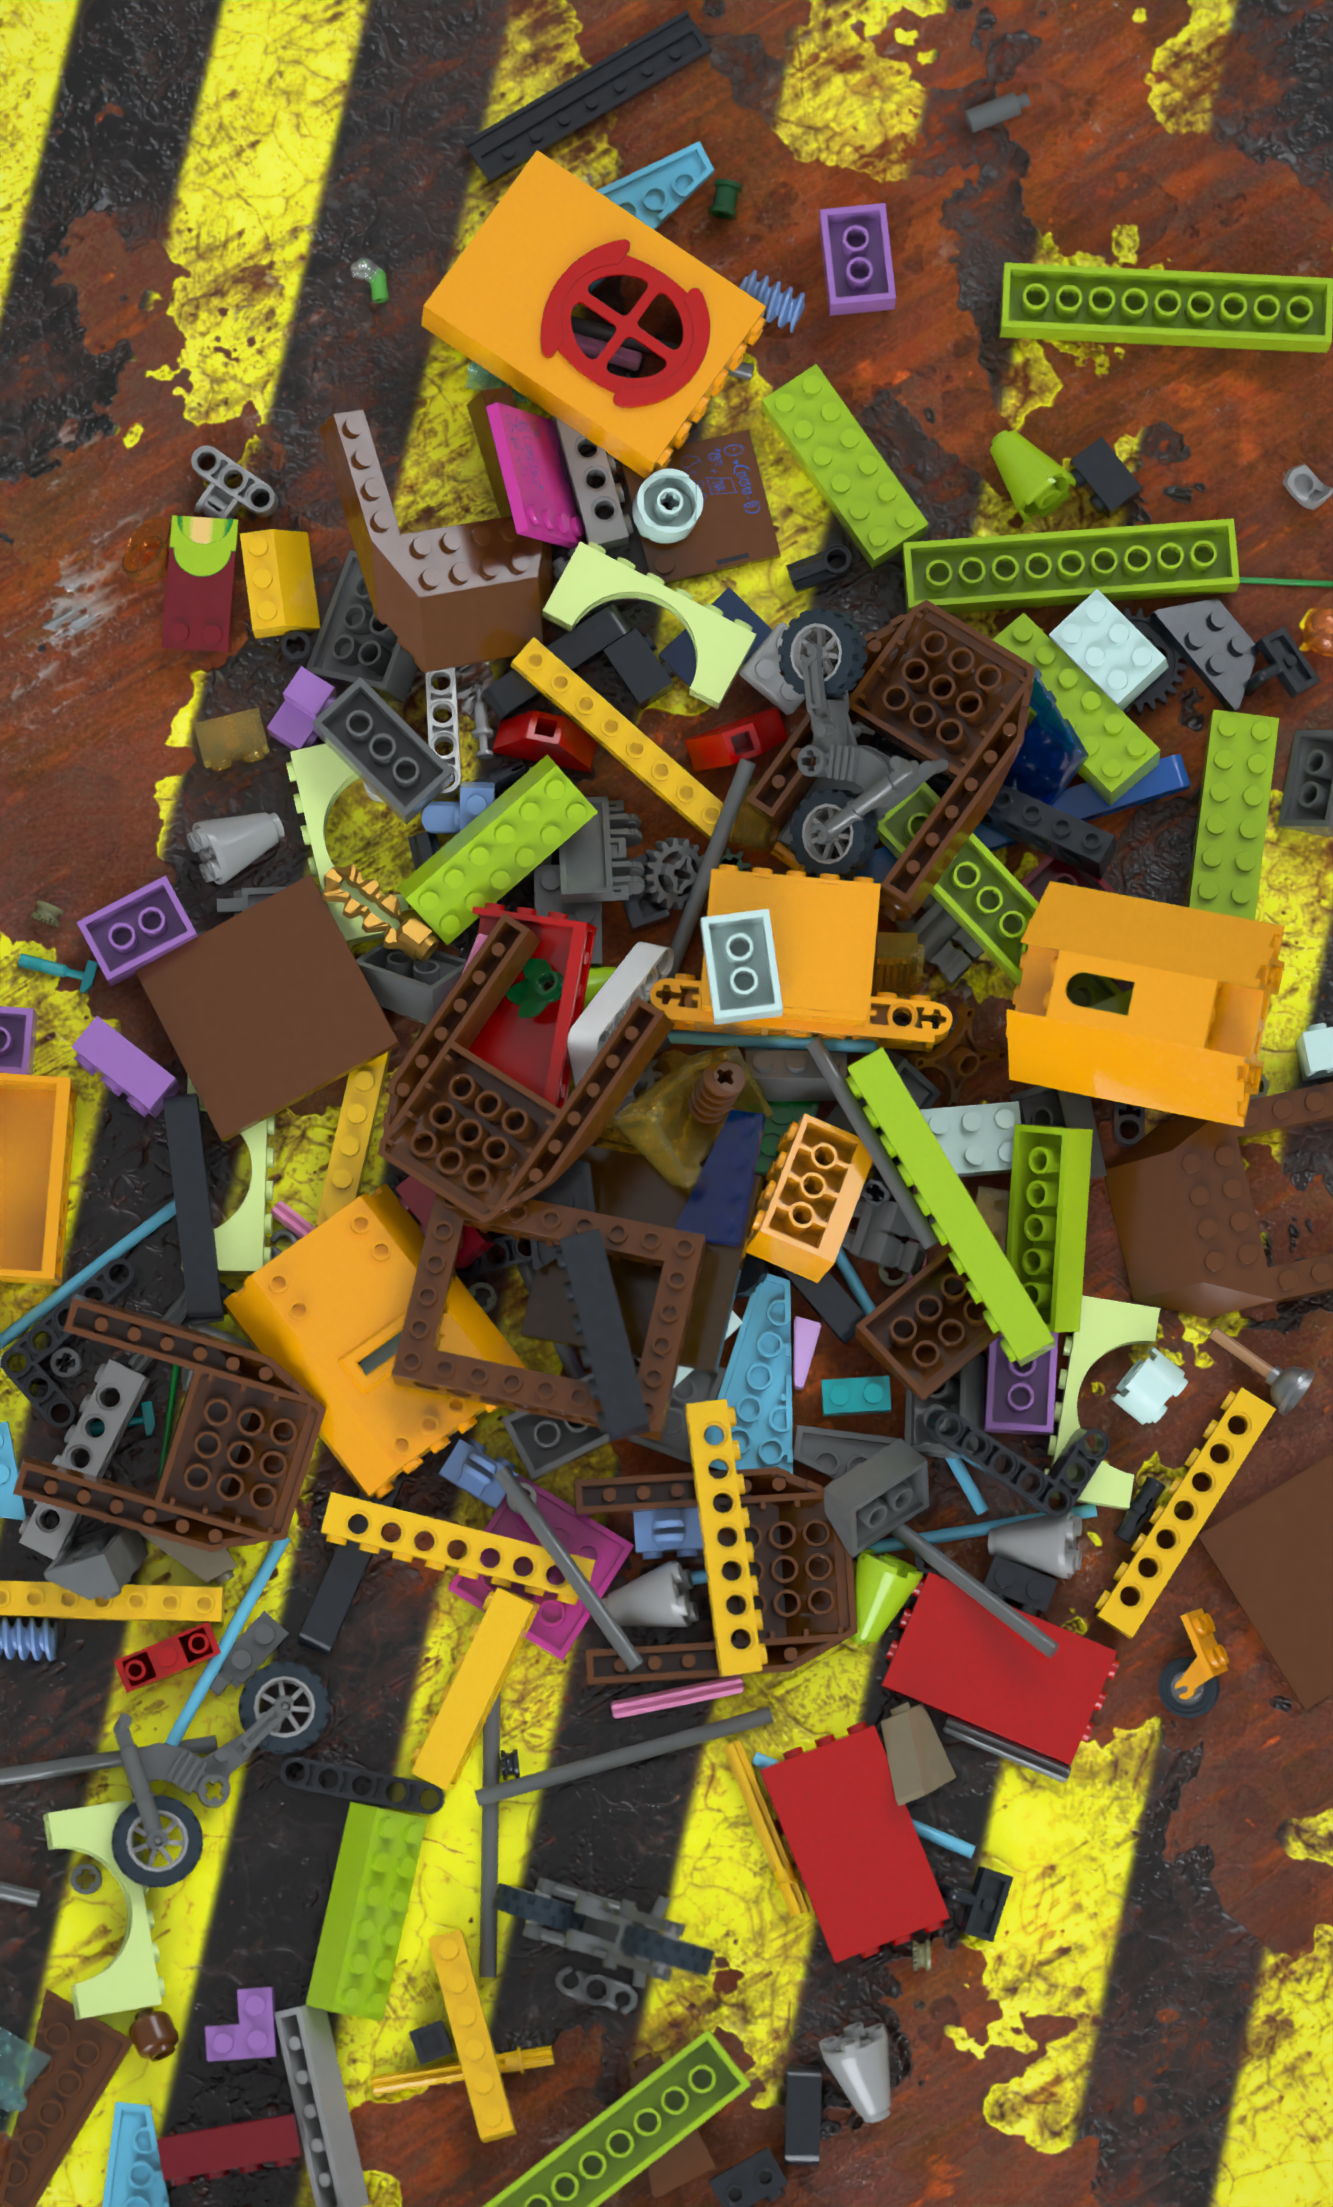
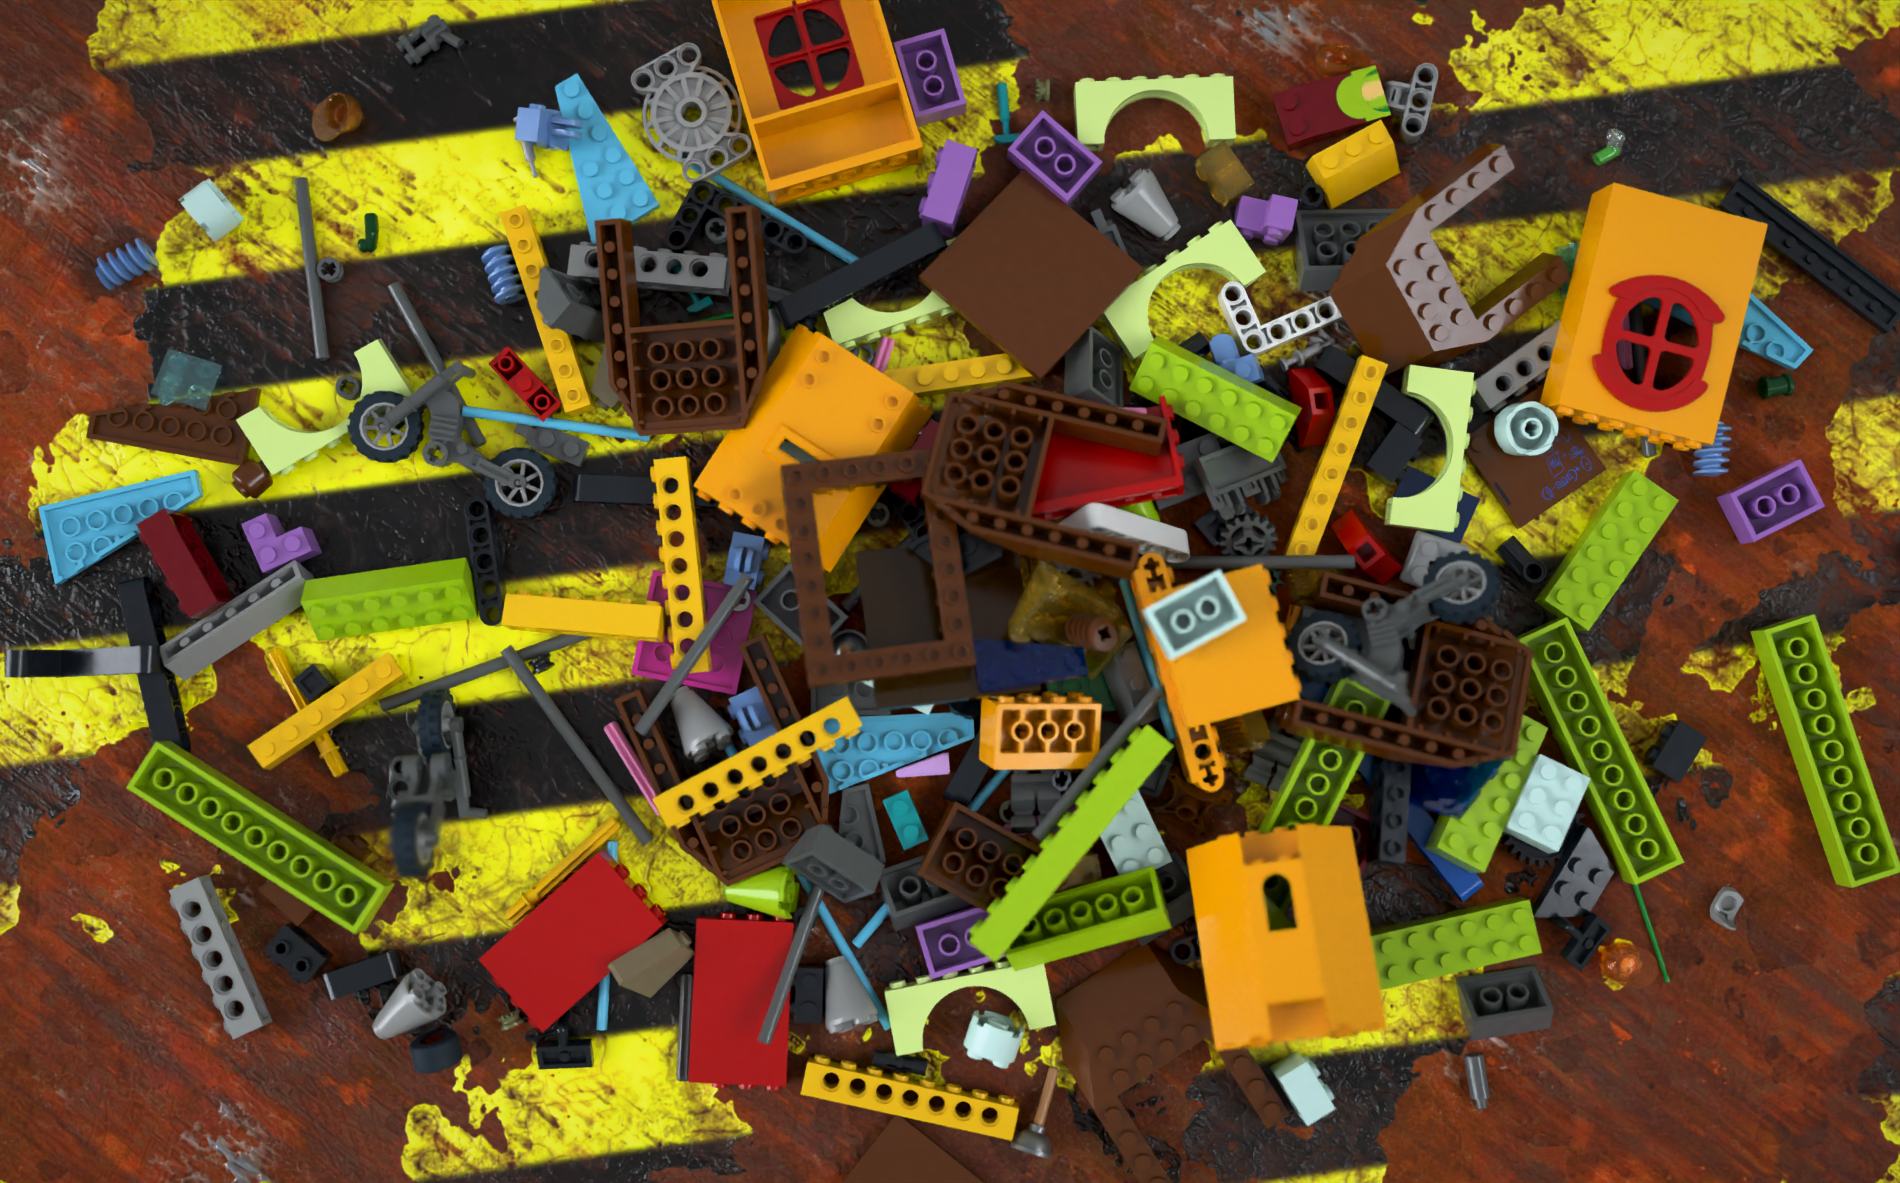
camera: 65 degrees right, 5 degrees up
(134, 724) = (1204, 97): none -> yellowish green arch
(383, 750) = (1257, 285): dark grey brick -> none
(412, 935) = (1125, 359): pearl gold sword -> none
(535, 476) = (1511, 318): dark pink plate -> none
(535, 991) = (1119, 467): dark green plate -> none
(604, 1335) = (867, 615): black brick -> none
(926, 2055) = (435, 1051): none -> black wheel
(1017, 1467) = (890, 963): black beam -> none
(1030, 475) = (1654, 694): lime cone -> none
(1192, 1683) = (783, 1150): plate -> none

